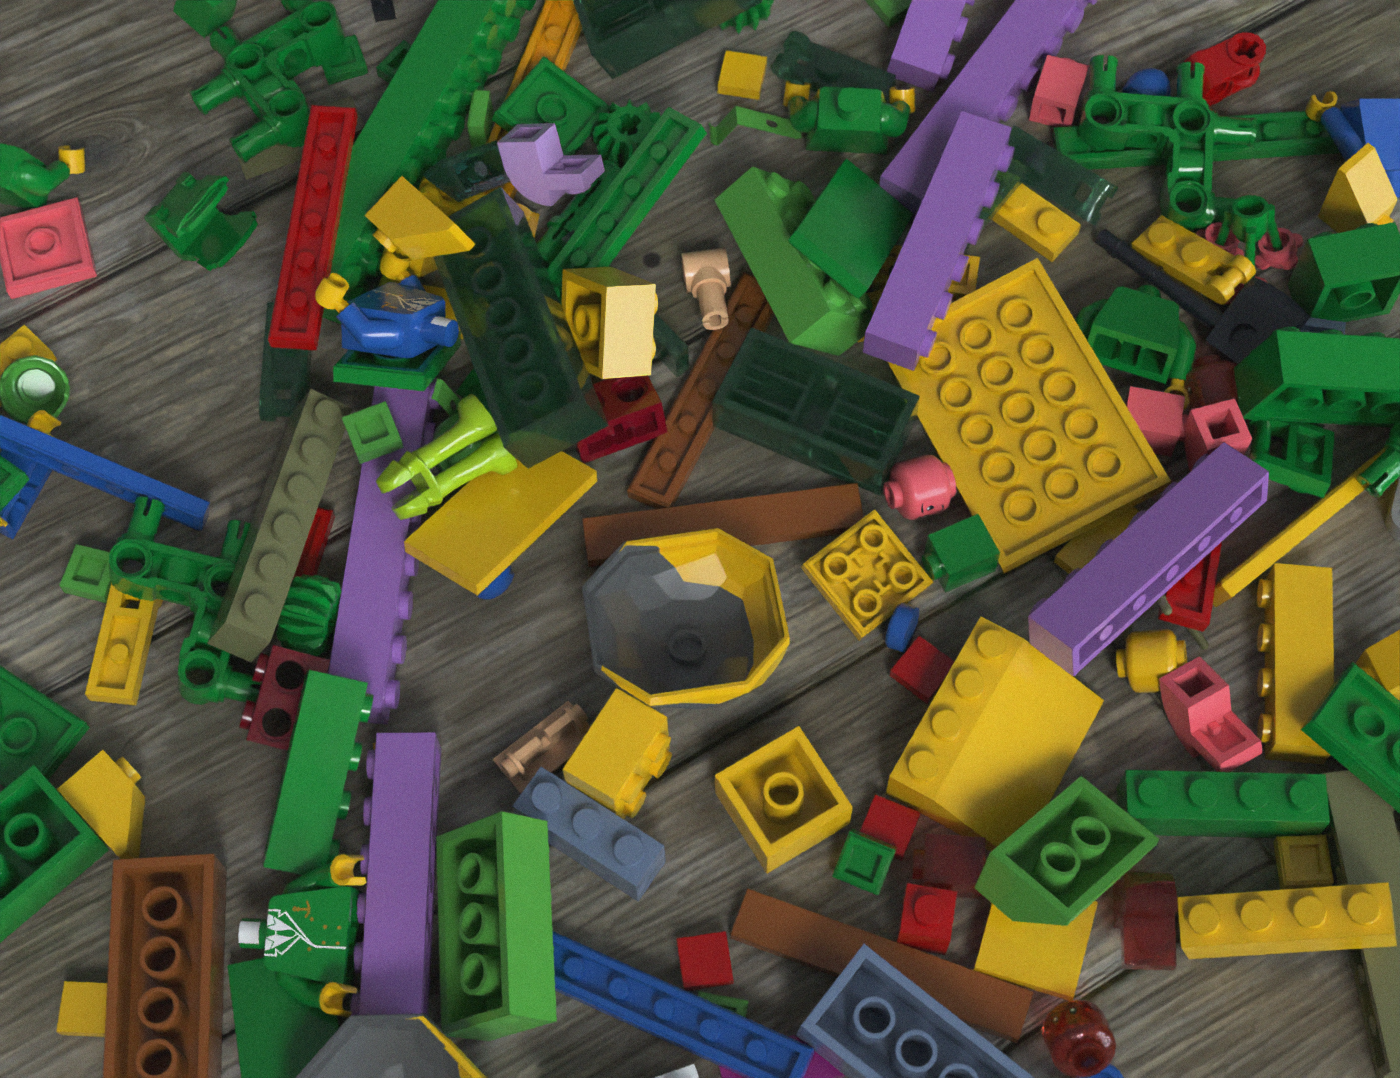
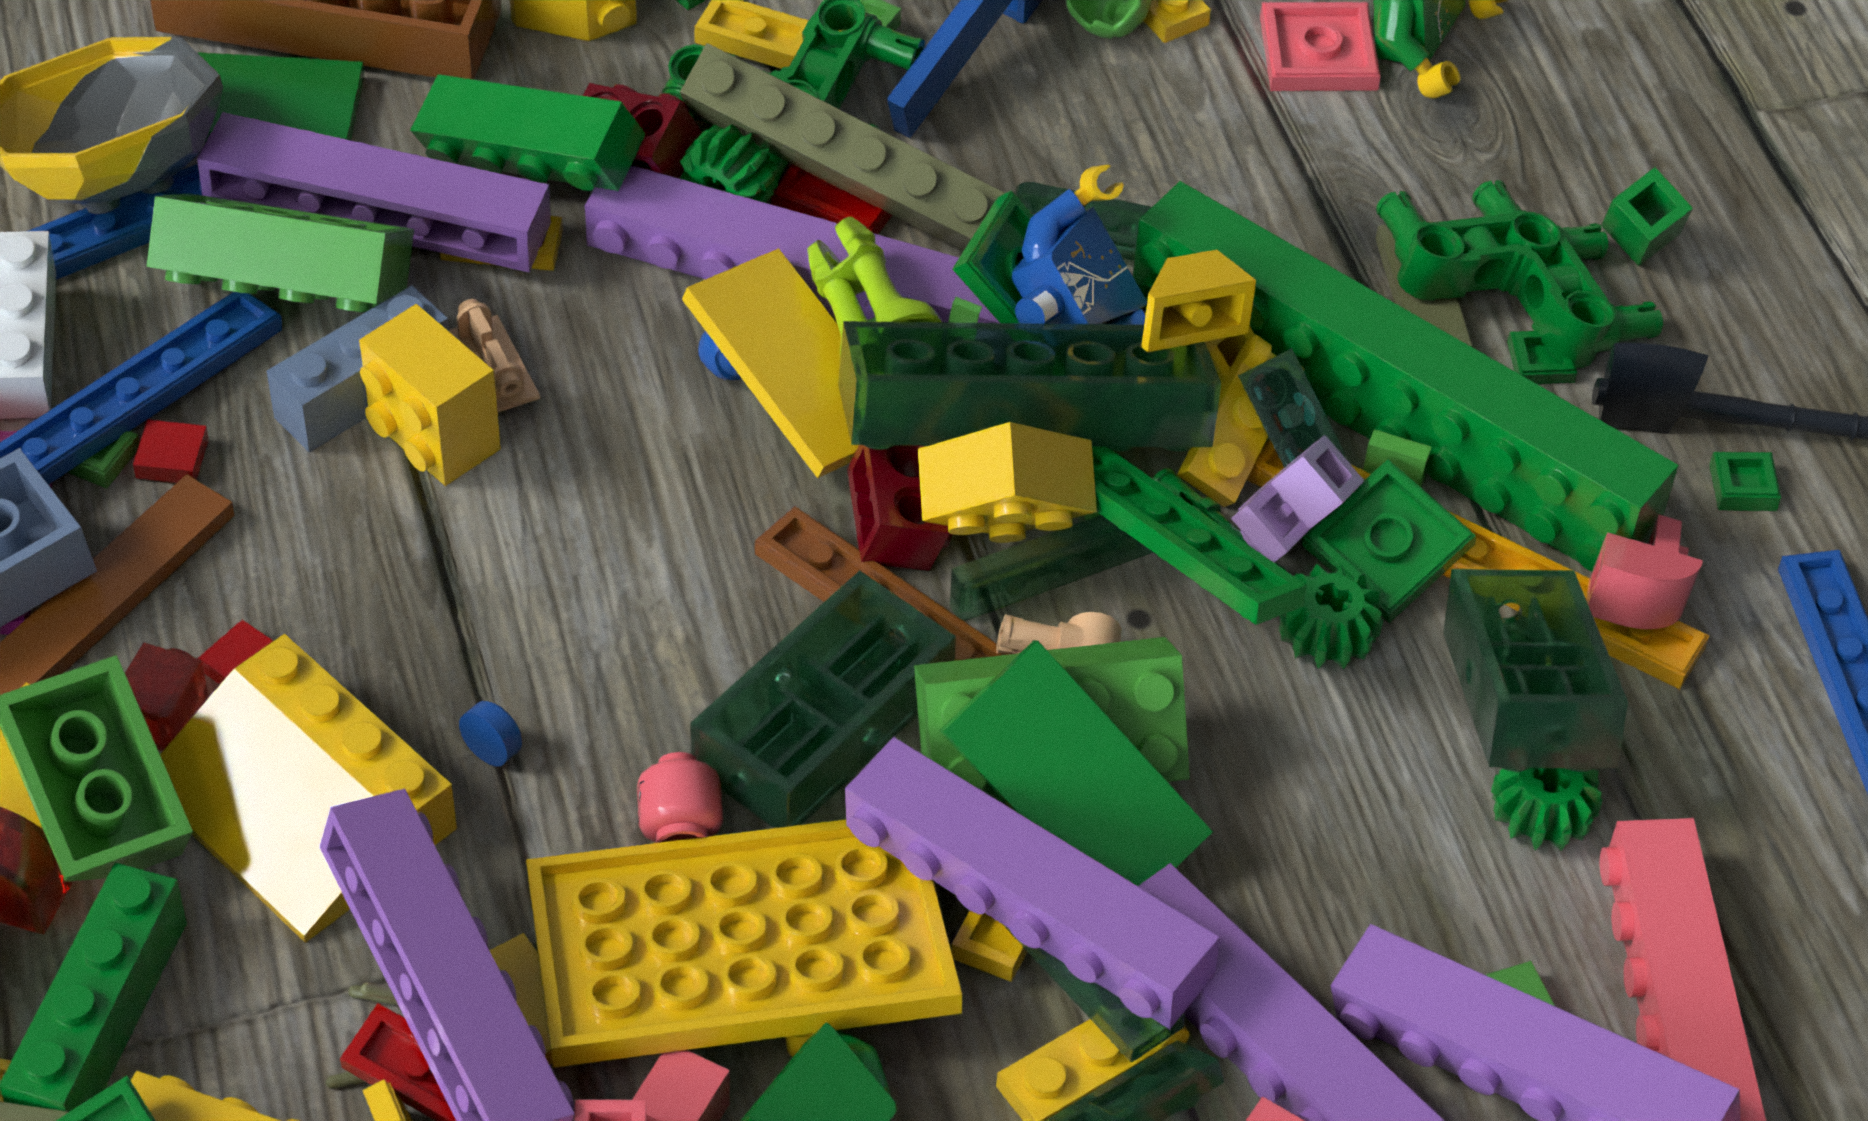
camera: 100 degrees right, 15 degrees down
(195, 227) = (1288, 178): green piece -> none
(312, 935) = (338, 98): green torso -> none
(313, 227) = (1230, 210): red tile -> none
(372, 432) = (931, 242): bright green plate -> none
(686, 619) = (561, 467): dark grey rock -> none
(742, 75) = (1414, 780): yellow tile -> none
(749, 519) = (711, 592): dark orange tile -> none
(751, 119) = (1318, 764): bright green piece -> none
(783, 799) = (313, 542): yellow brick -> none
(827, 67) = (1390, 886): clear green plate -> none
(848, 117) = (1281, 863): green torso -> none
(864, 861) = (209, 619): green tile -> none
(866, 574) = (581, 718): yellow tile -> none
(922, 669) = (439, 743): red tile -> none
(927, 918) = (100, 632): red brick -> none
(960, 553) = (565, 812): green brick -> none
(1149, 657) = (322, 991): yellow head -> none
(1202, 717) = (218, 1025): coral brick -> none

